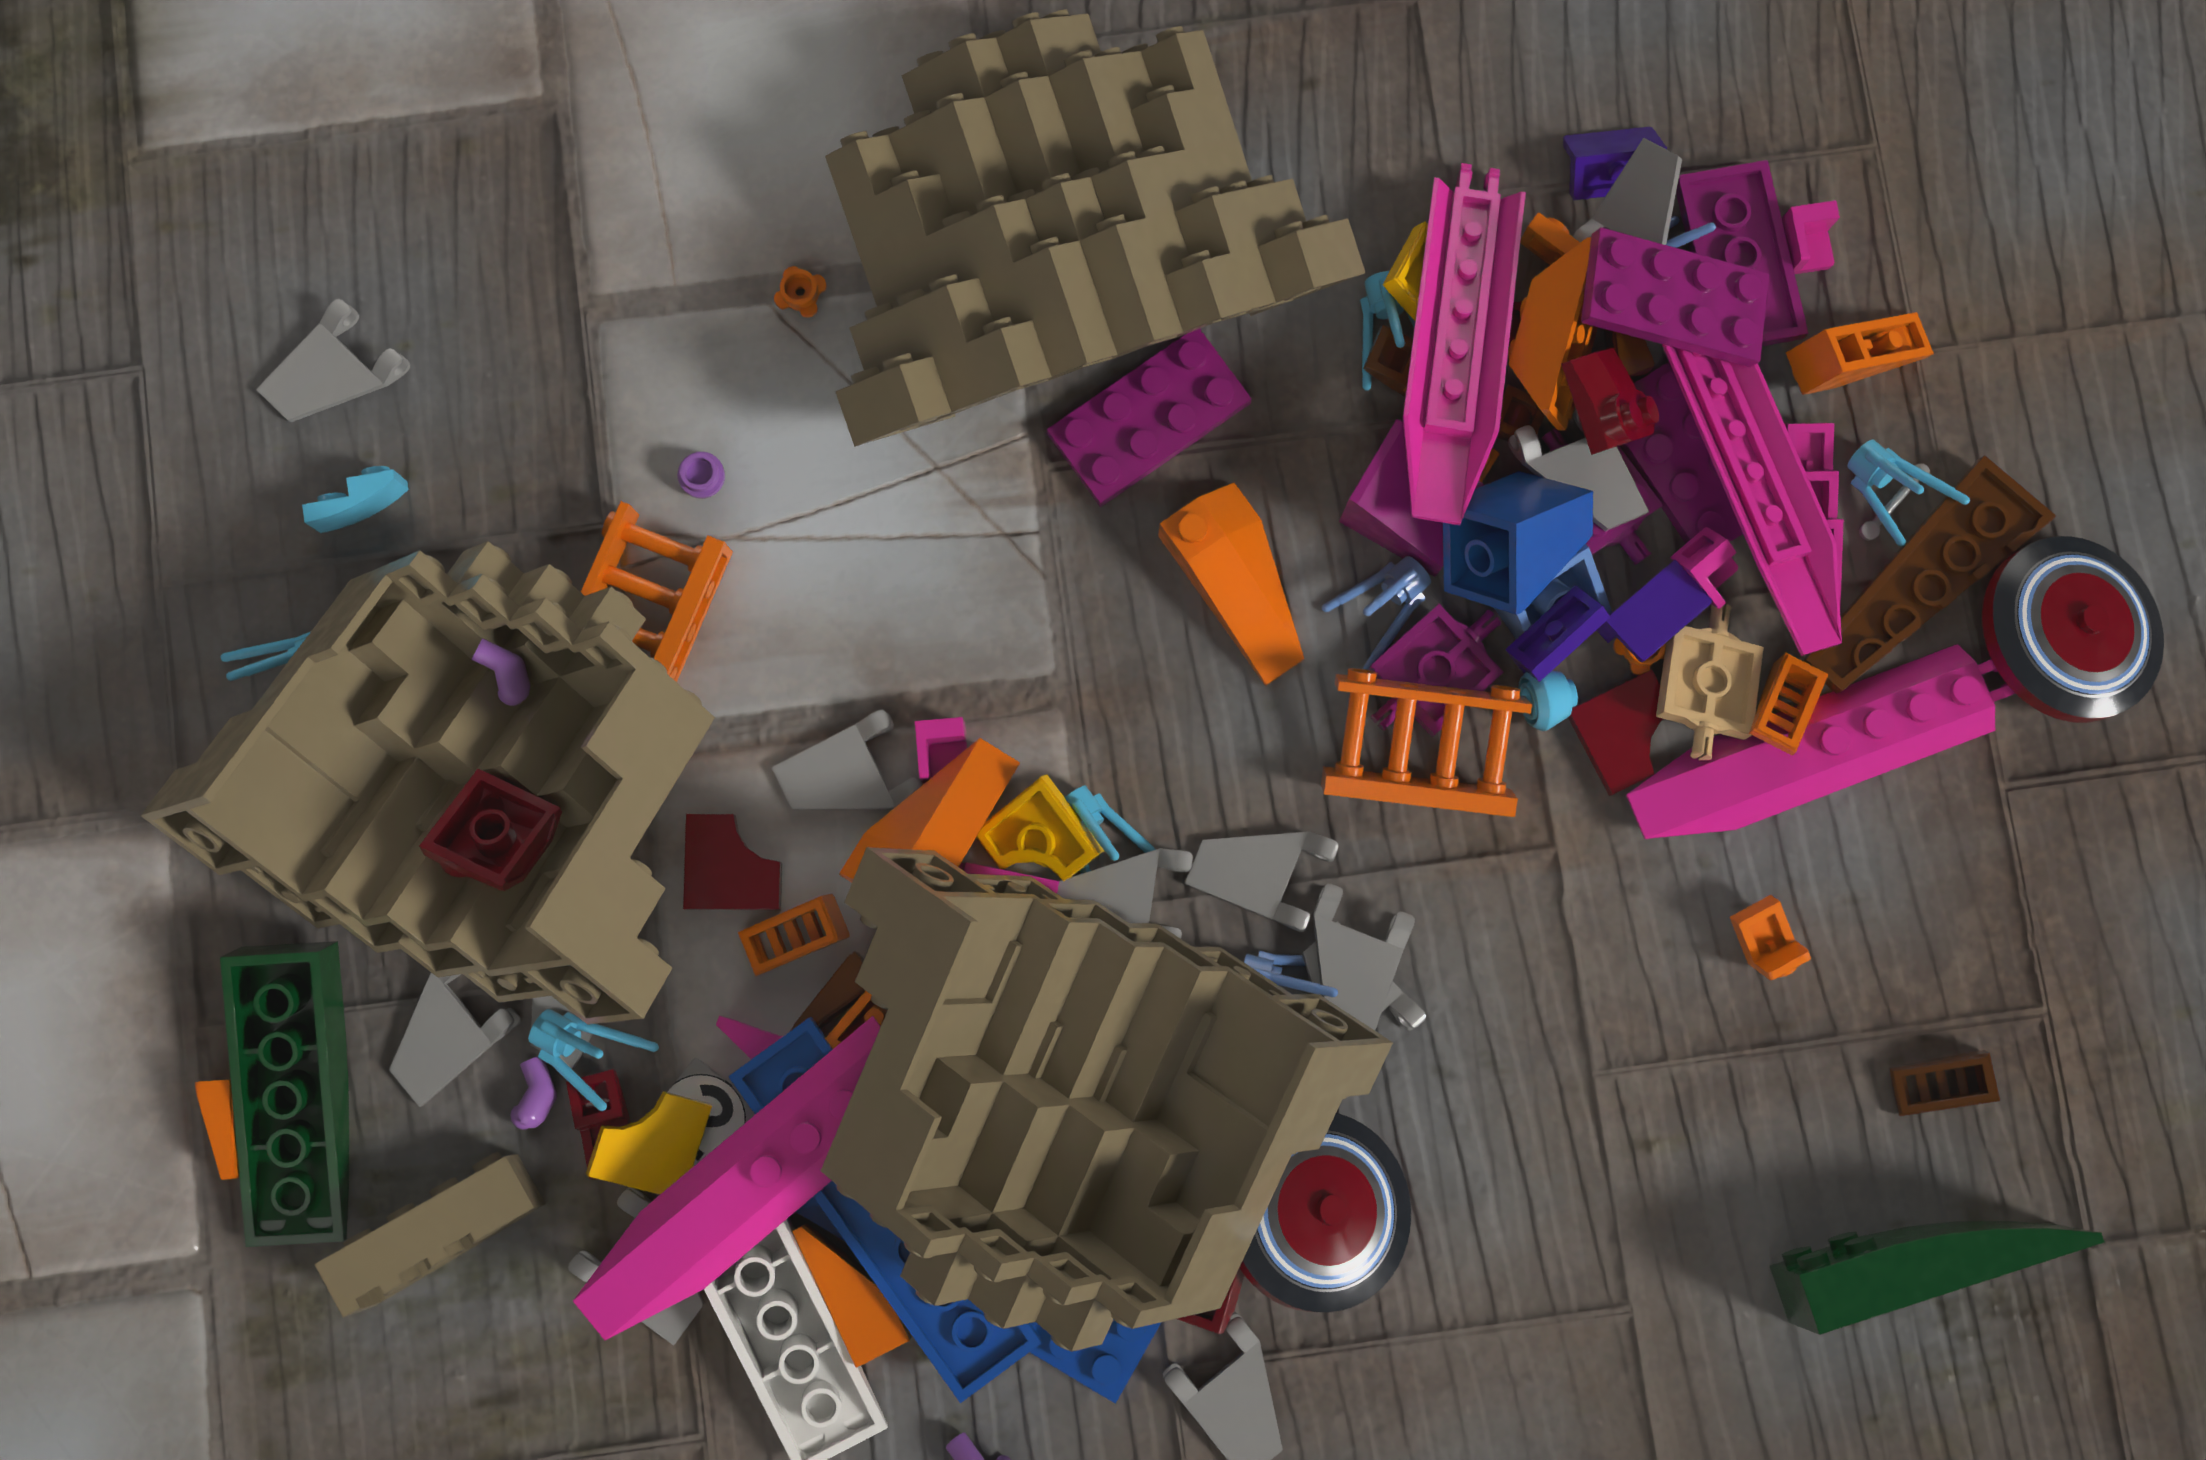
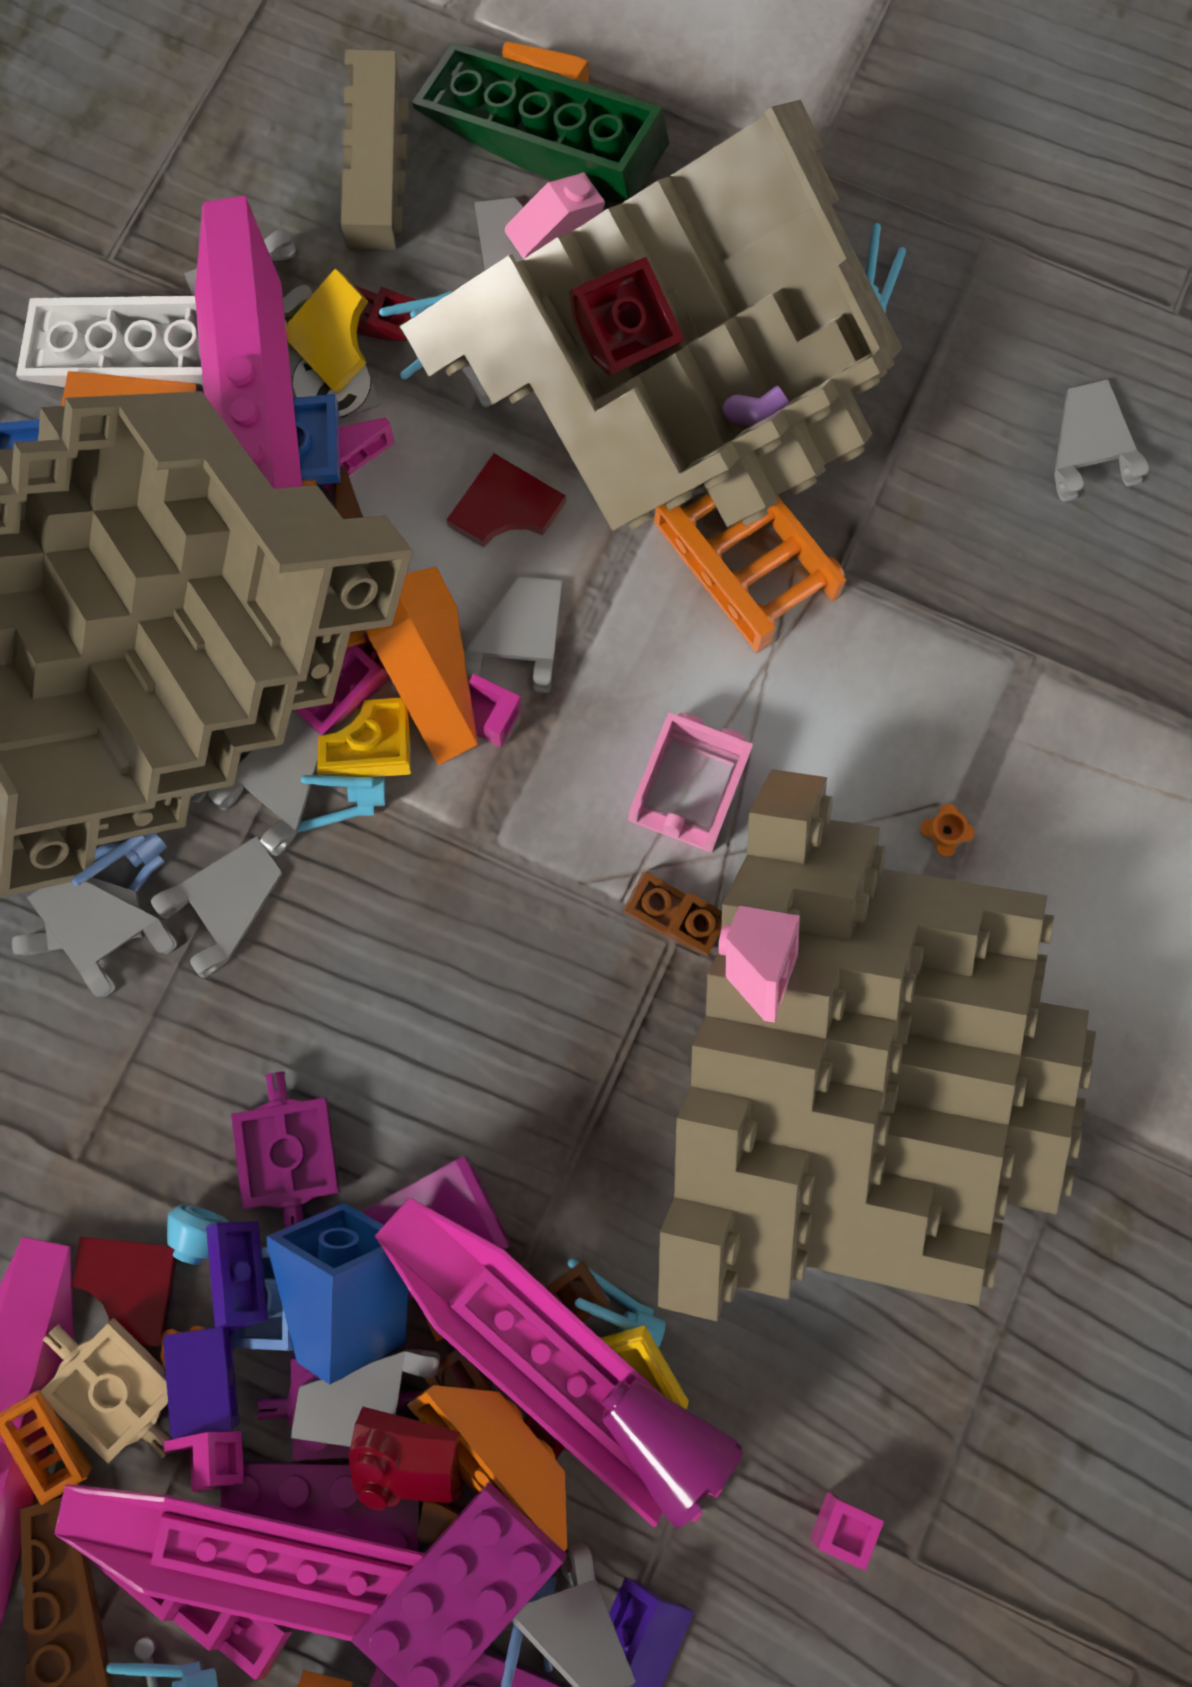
camera: 120 degrees right, 5 degrees down
(368, 495) = (969, 399): medium azure slope -> none
(396, 1002) = (554, 212): none -> bright pink slope
(538, 1097) = (423, 279): medium lavender arm -> none
(701, 475) = (834, 662): medium lavender plate -> none
(831, 921) = (427, 545): orange slope -> none
(893, 531) = (690, 780): none -> window
(1021, 477) = (674, 913): none -> dark orange slope
(1050, 321) = (760, 956): none -> bright pink slope
(1149, 416) = (655, 1024): magenta plate -> none
(1231, 566) = (482, 1037): orange wedge -> none
(1401, 583) = (376, 1174): medium blue plant -> none
(1431, 52) = (846, 1531): none -> dark pink panel
(1442, 788) = (193, 1071): orange fence -> none
(1464, 201) = (670, 1448): none -> magenta cone
(1548, 238) = (595, 1525): orange bracket -> none

